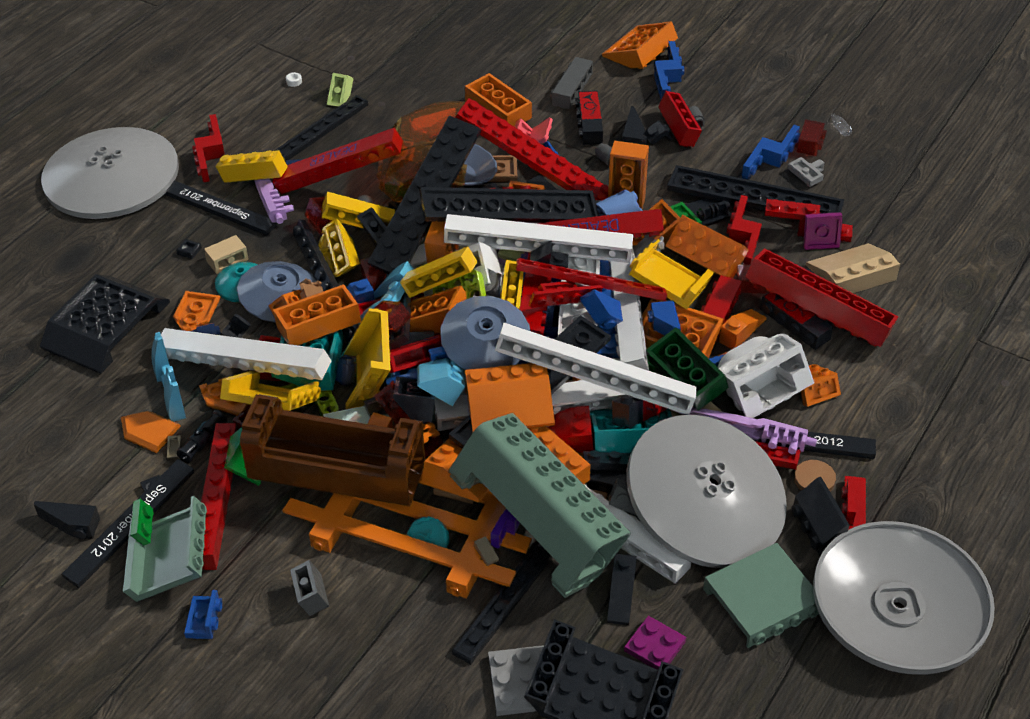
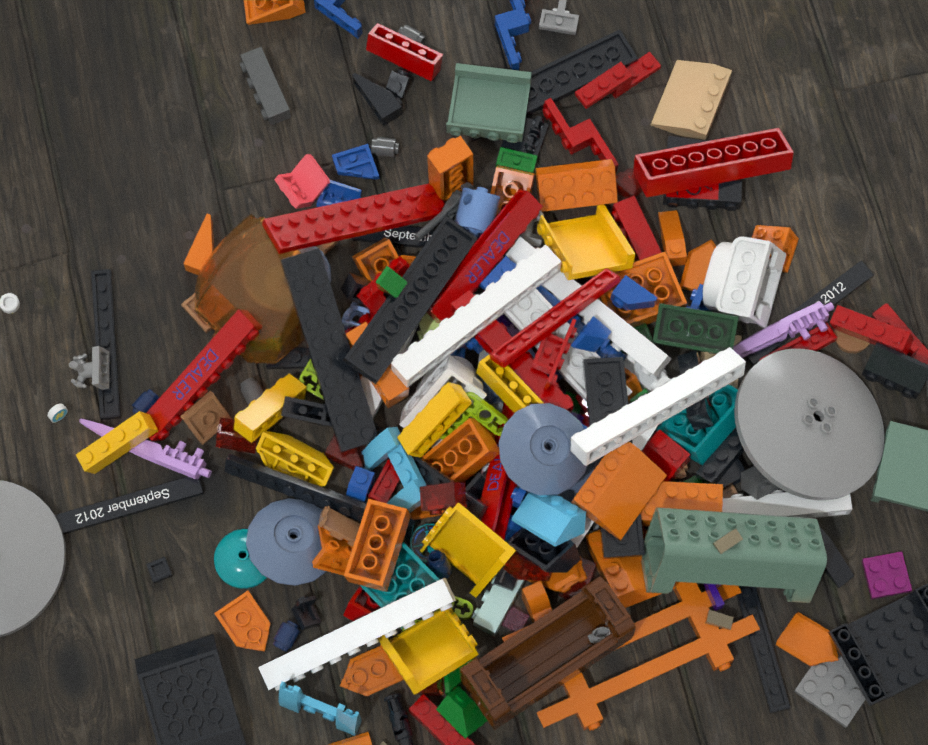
camera: 45 degrees left, 25 degrees up
(208, 148) = (40, 453): red bracket -> none
(226, 253) = (201, 547): tan brick -> none
(244, 138) = (57, 413): none -> tile
(291, 130) = (97, 369): none -> light grey piece
(314, 187) = (205, 417): none -> medium nougat tile
(339, 89) = (73, 280): yellowish green slope -> none
(430, 531) = (660, 641): teal tile -> none
(499, 99) = (232, 170): orange brick -> none
(503, 177) = (391, 282): none -> green slope
(533, 462) = (727, 541): none -> dark tan piece
(533, 626) = (807, 641): none -> orange tile
(545, 255) = (503, 327): black slope -> none
(578, 150) = (356, 163): none -> blue wing
(589, 117) = (324, 115): black brick -> none
(703, 173) = (489, 103): none -> sand green panel
(822, 231) = (641, 84): magenta plate -> none
(823, 464) = (871, 330): none -> red brick

